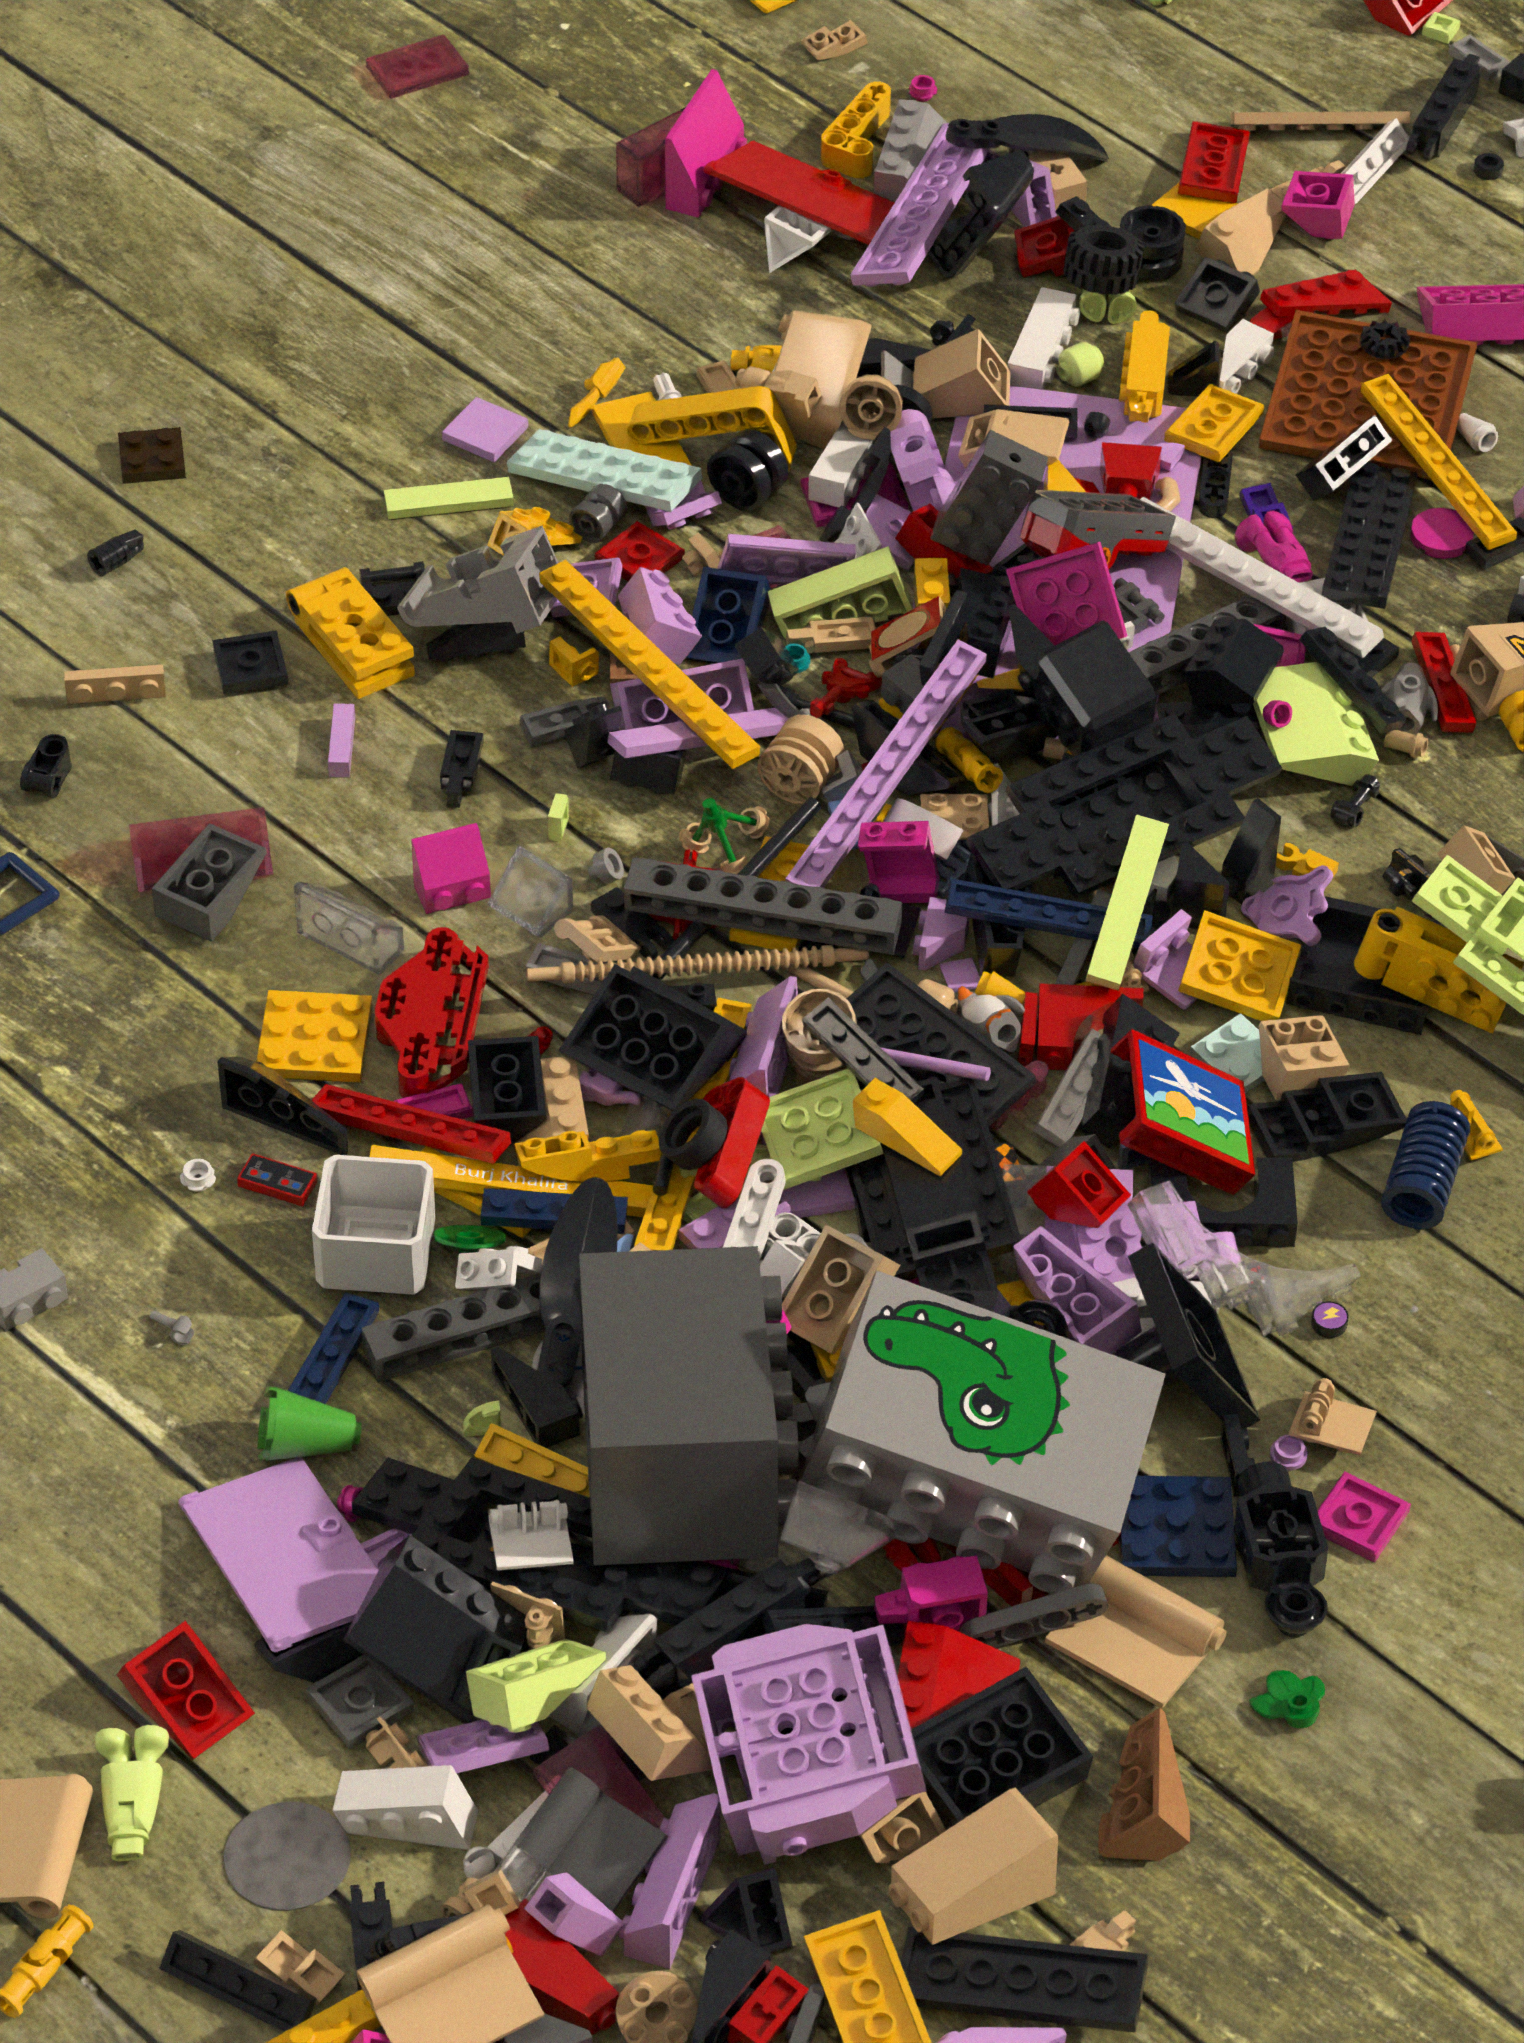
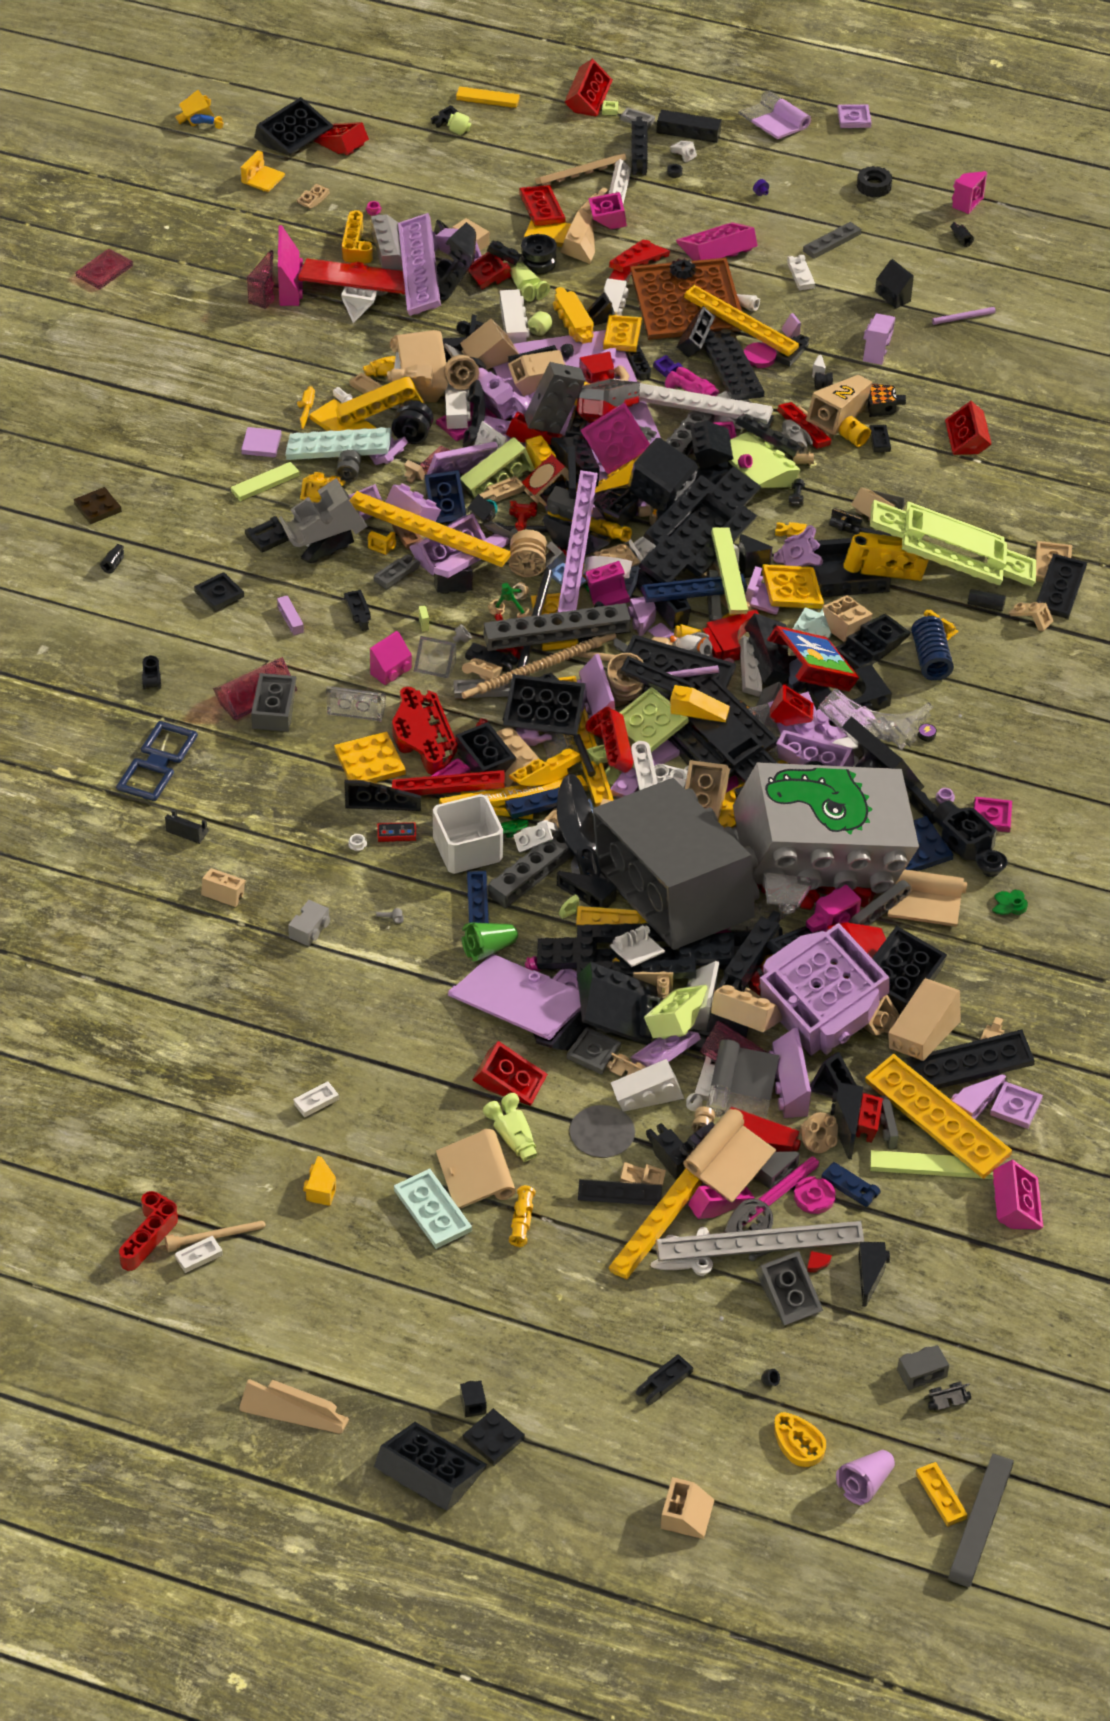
camera: 25 degrees left, 0 degrees up
(115, 684) = (158, 623): tan plate -> none
(351, 632) = (262, 561): yellow hinge -> none
(492, 1890) = (716, 1109): tan plate -> none
(574, 1914) = (759, 1104): lavender slope -> none
(590, 734) = (421, 571): black slope -> none
(642, 548) = (381, 477): red tile -> none
(703, 1144) = (588, 736): black tyre -> none
(1028, 133) = (445, 215): black plant -> none
(1029, 645) = (614, 466): black slope -> none
(1103, 259) = (526, 267): black tyre -> none
(1149, 1801) = (975, 967): medium nougat wedge -> none
(1217, 294) = (585, 270): black plate -> none
(1253, 853) = (771, 526): black slope -> none
(1331, 1421) = (956, 777): tan hinge -> none

